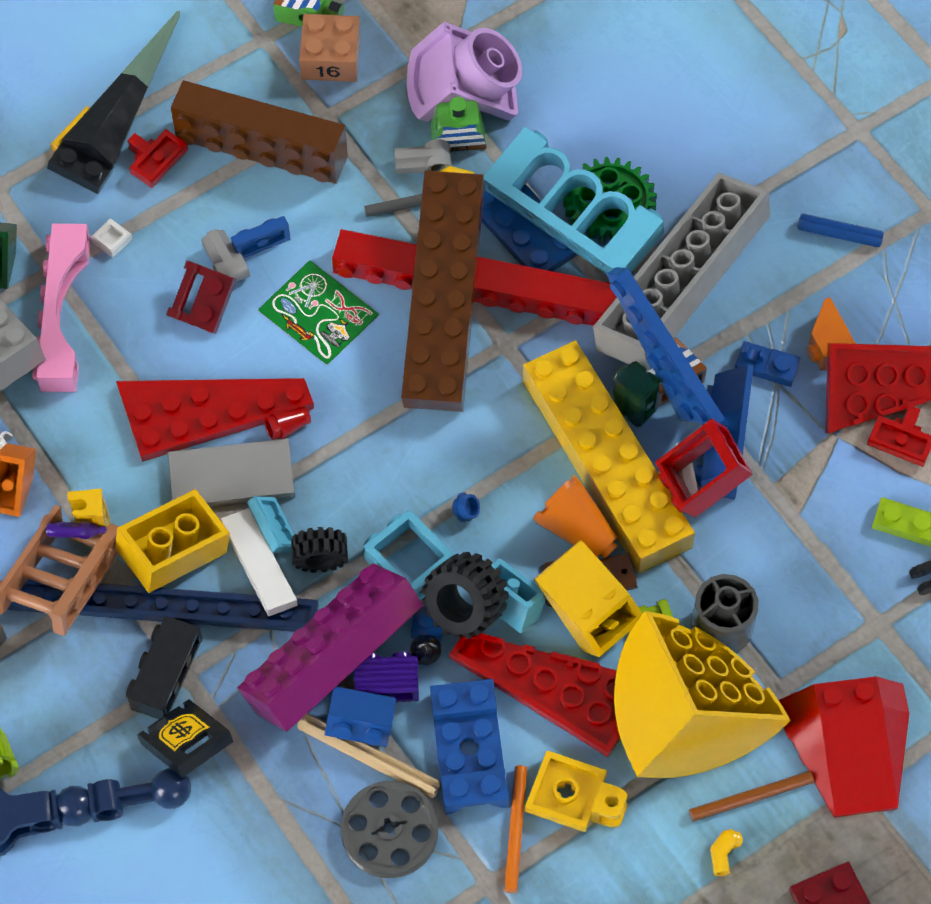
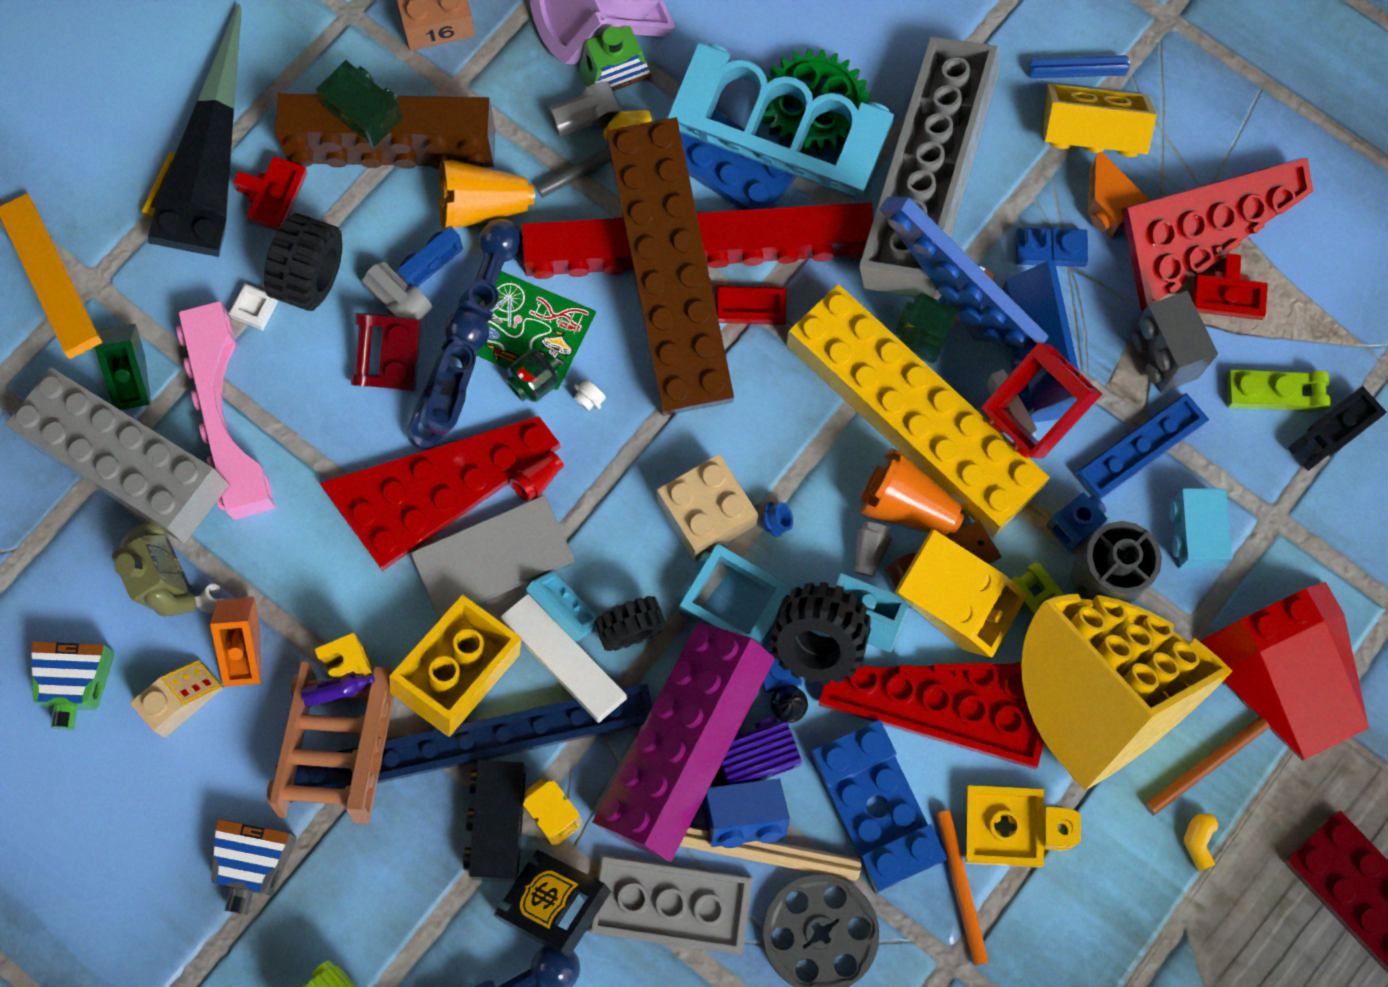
camera: 20 degrees left, 10 degrees up
(159, 211) = (303, 261): none -> black tyre
(208, 670) = (551, 811): none -> yellow brick
(242, 102) = (360, 102): none -> clear green brick
(267, 299) = (465, 334): none -> dark blue piece
(280, 773) = (673, 905): none -> light grey tile
(310, 346) = (533, 375): none -> dark green head
(316, 199) = (479, 194): none -> light orange cone
(349, 374) = (588, 395): none -> white plate
(412, 480) = (707, 507): none -> tan brick
(504, 342) = (751, 305): none -> red tile
(534, 549) = (871, 547): none -> light grey cone
(700, 572) = (1069, 528): none -> blue brick
(786, 537) = (1141, 447): none -> blue tile
(811, 611) = (1201, 528): none -> medium azure brick
(835, 459) = (1173, 342): none -> dark grey brick
(839, 274) = (1098, 119): none -> yellow slope

